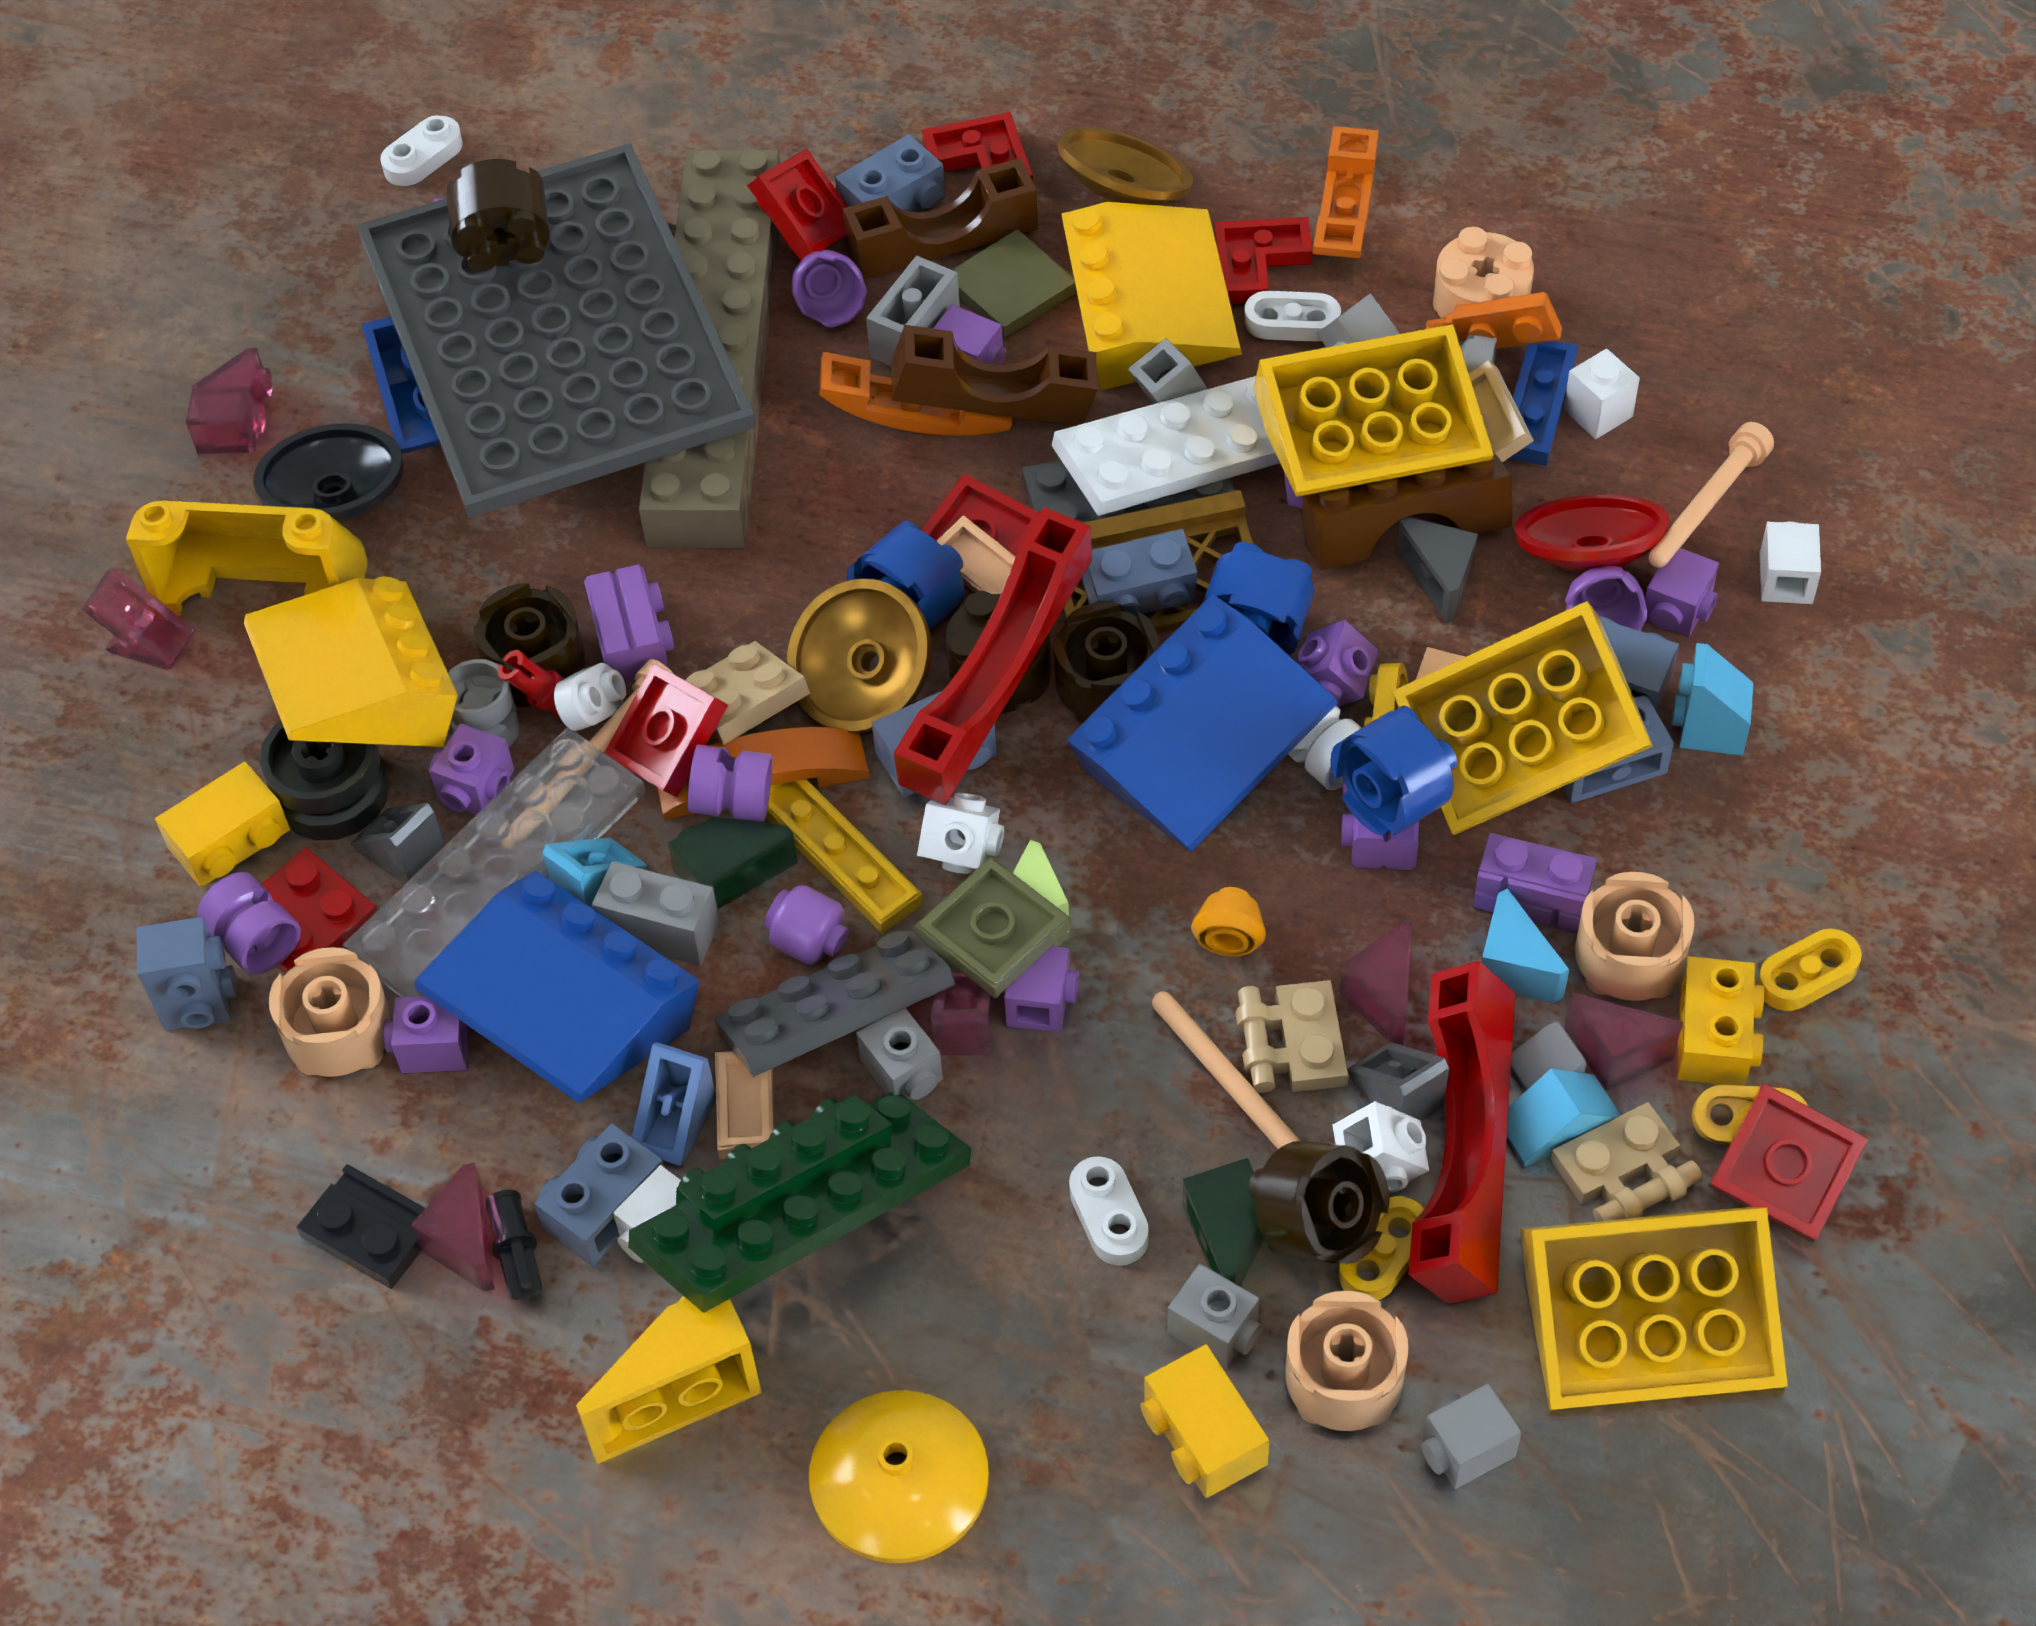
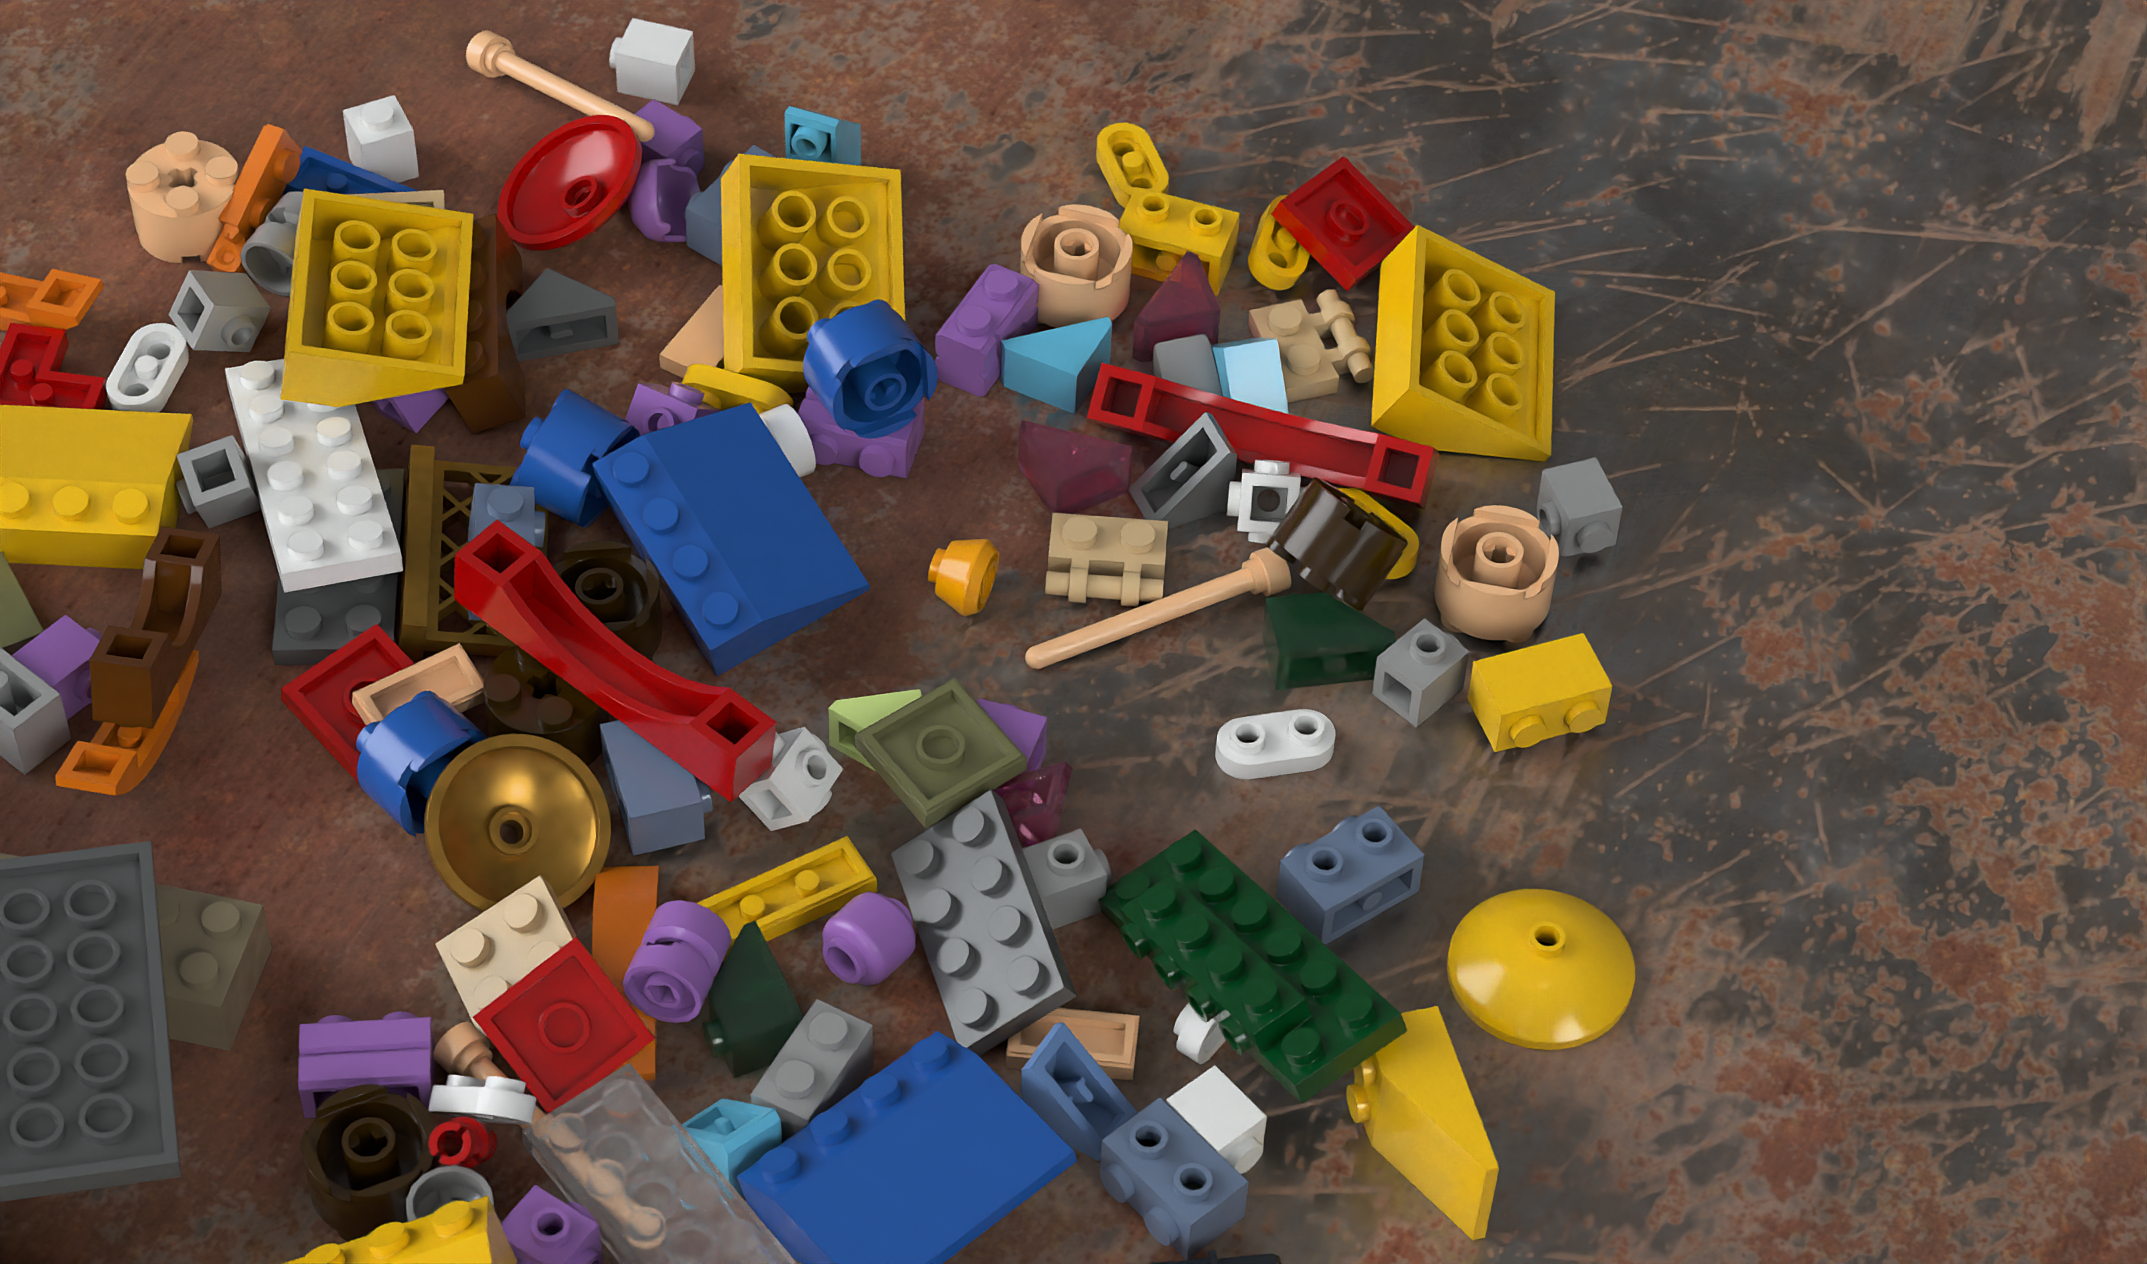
camera: 85 degrees left, 5 degrees down
(955, 1286) = (1349, 874): none -> sand blue brick

